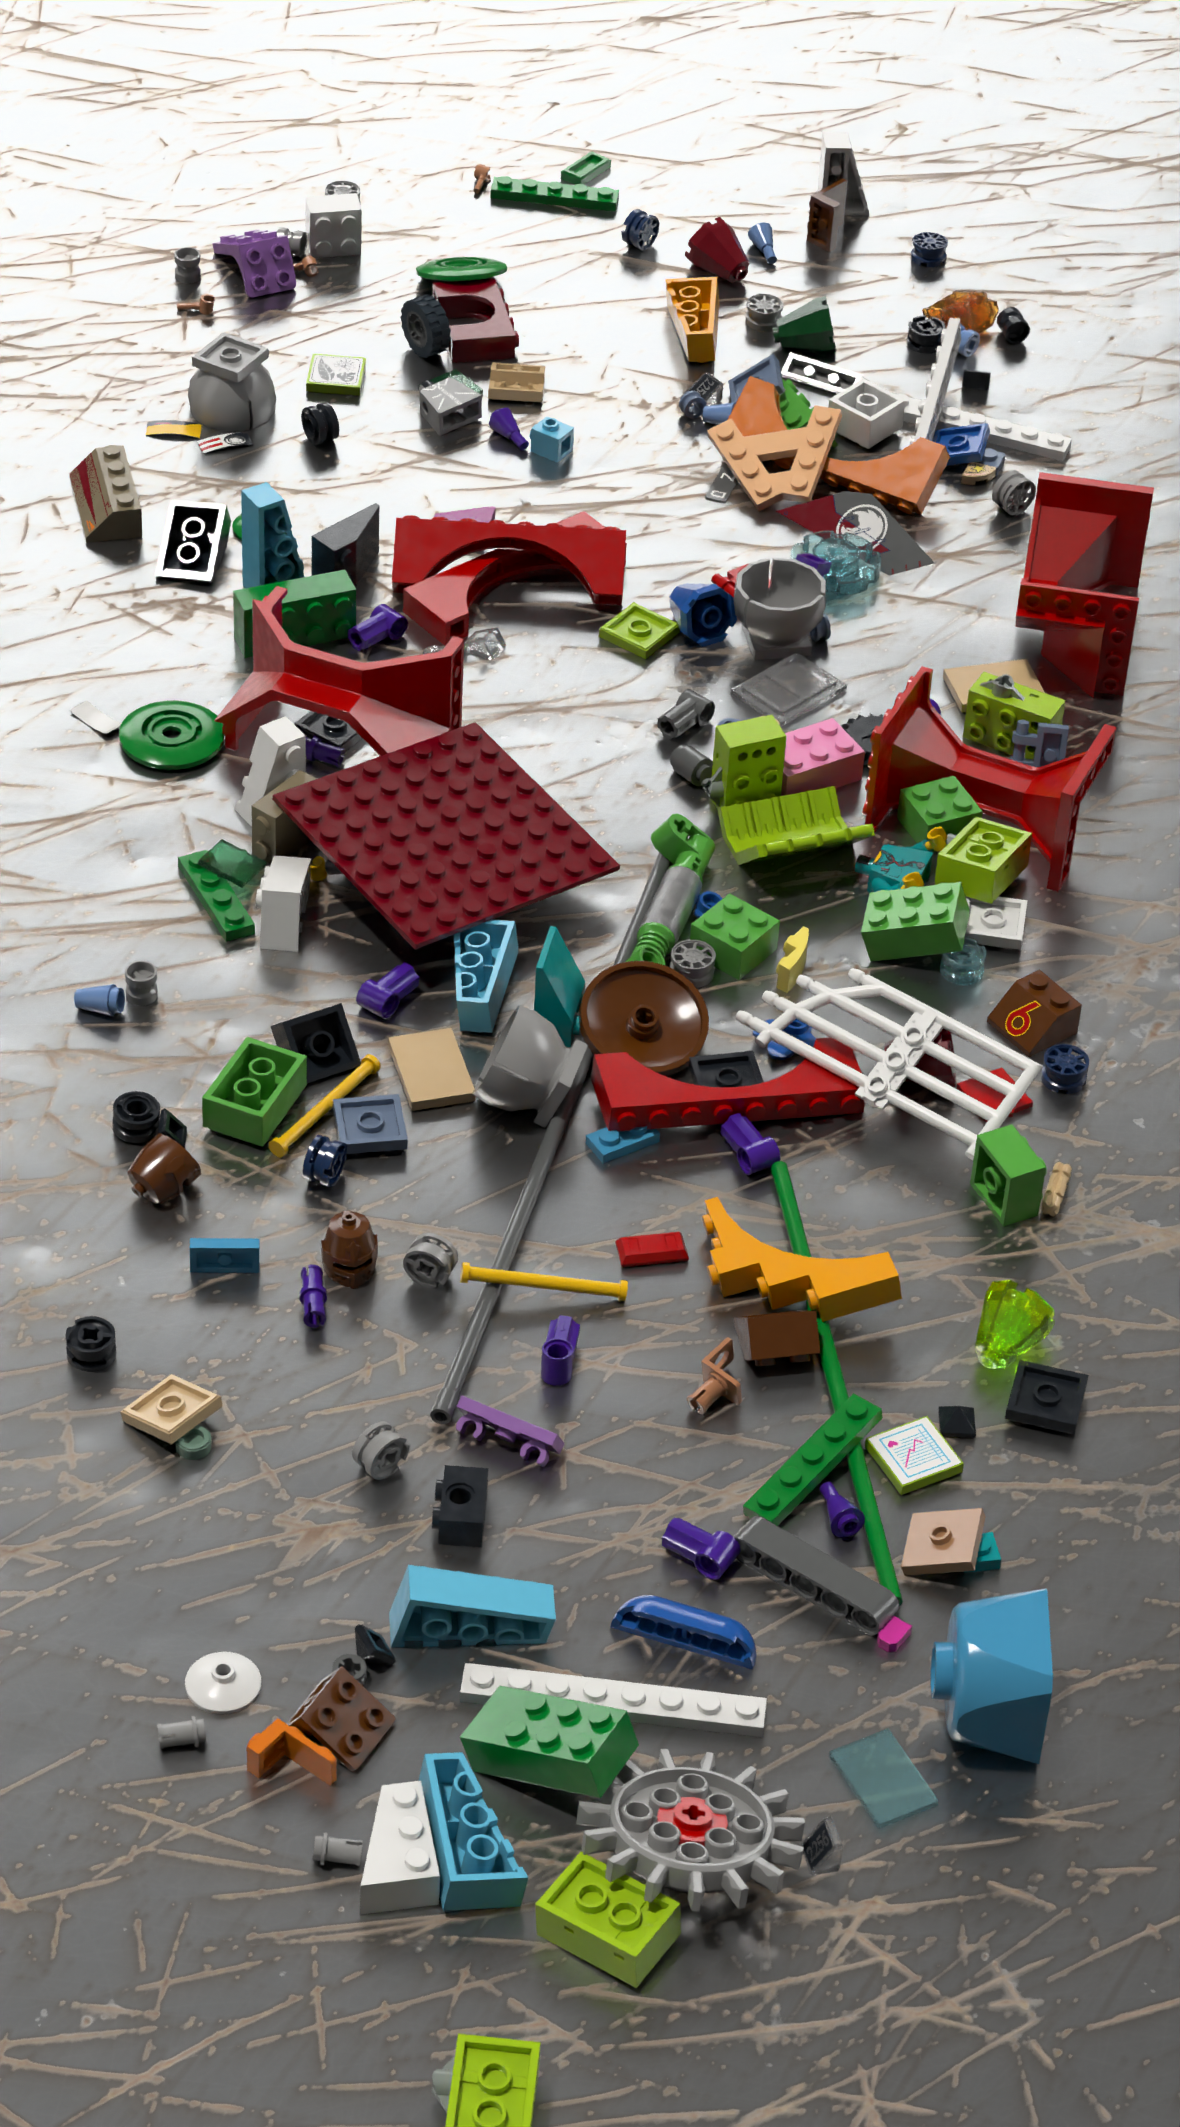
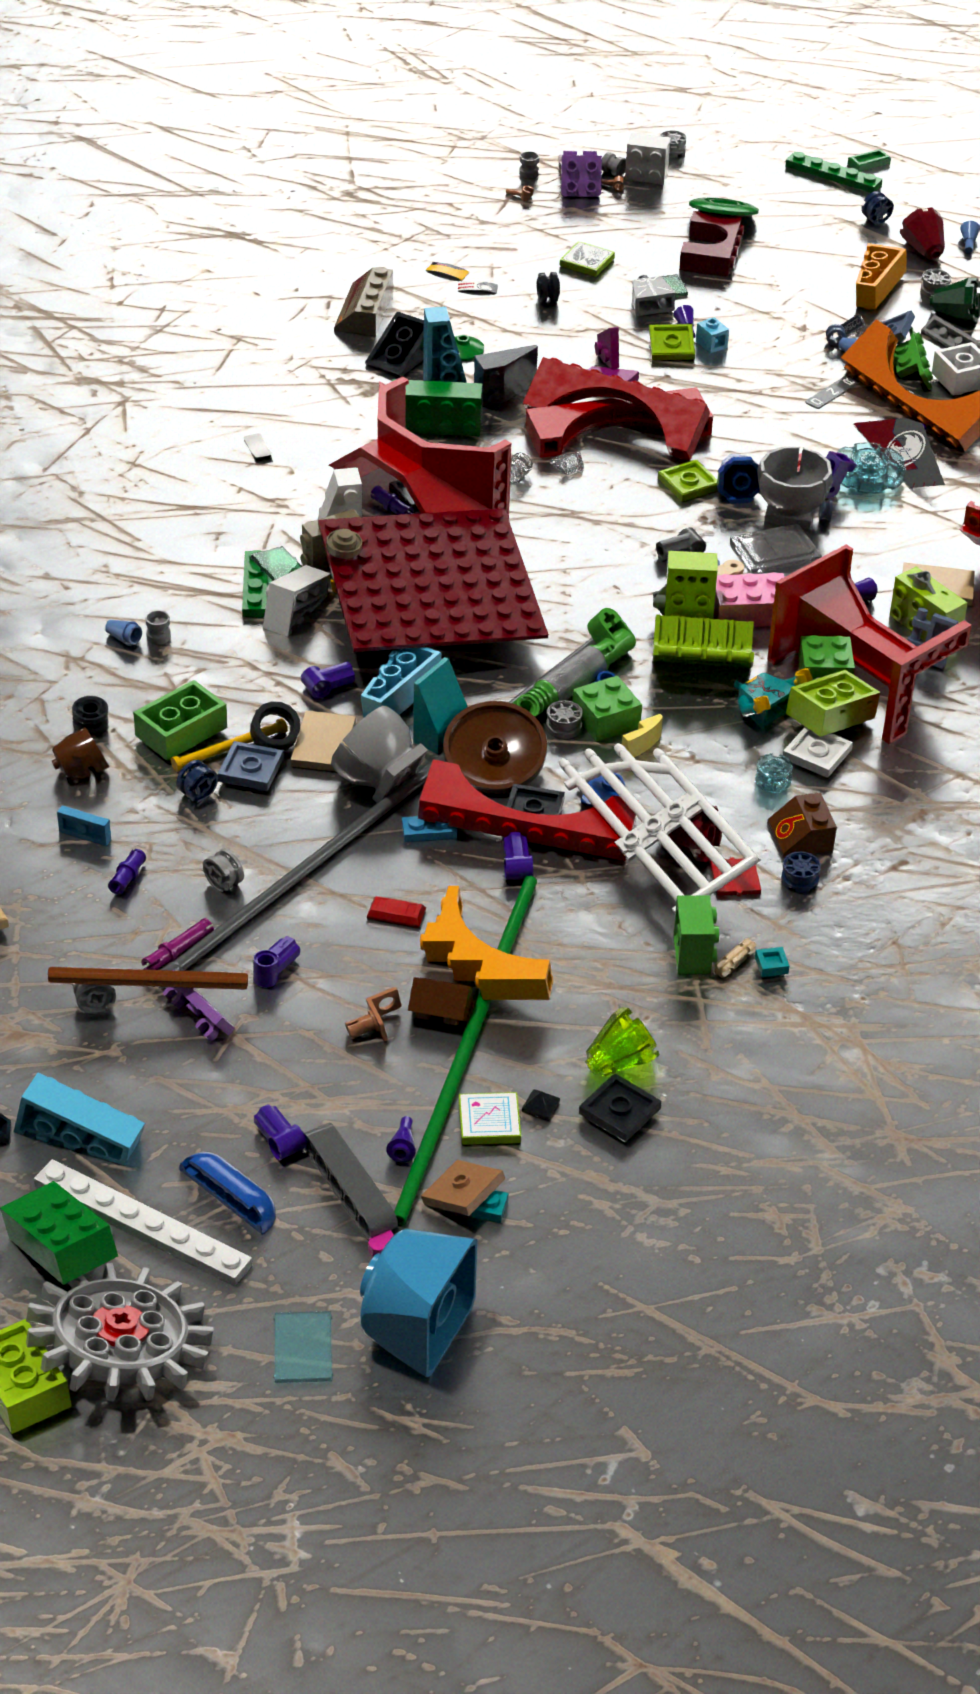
camera: 25 degrees right, 0 degrees up
(144, 740) = (279, 470): green piece -> none
(172, 1127) = (109, 731): black slope -> none
(226, 380) = (497, 238): light grey plate -> none
(321, 1037) = (245, 695): black slope -> none
(332, 817) = (344, 544): none -> dark tan plate
(349, 1243) = (171, 840): reddish brown helmet -> none
(382, 623) = (494, 432): dark purple piece -> none
(382, 1048) = (282, 710): none -> black tyre
(425, 326) = (666, 238): black wheel -> none
(431, 1374) = (169, 951): none -> magenta pin
(446, 1414) = (147, 978): none -> dark orange axle
(448, 484) = (608, 347): none -> magenta wing
(462, 1506) = (126, 1048): black brick -> none
(481, 173) = (787, 149): nougat hand -> none
(509, 459) = (672, 342): none -> lime tile
(516, 382) = (715, 292): tan slope -> none
(543, 1281) = (242, 887): yellow bar -> none
(691, 764) = (656, 577): dark grey brick -> none
(807, 444) = (894, 383): light nougat plate -> none
(813, 1460) = (405, 1098): green plate -> none
(823, 1848) = (218, 1382): slope -> none
(915, 921) = (748, 732): bright green brick -> none
(1100, 1181) = (772, 961): none -> teal plate

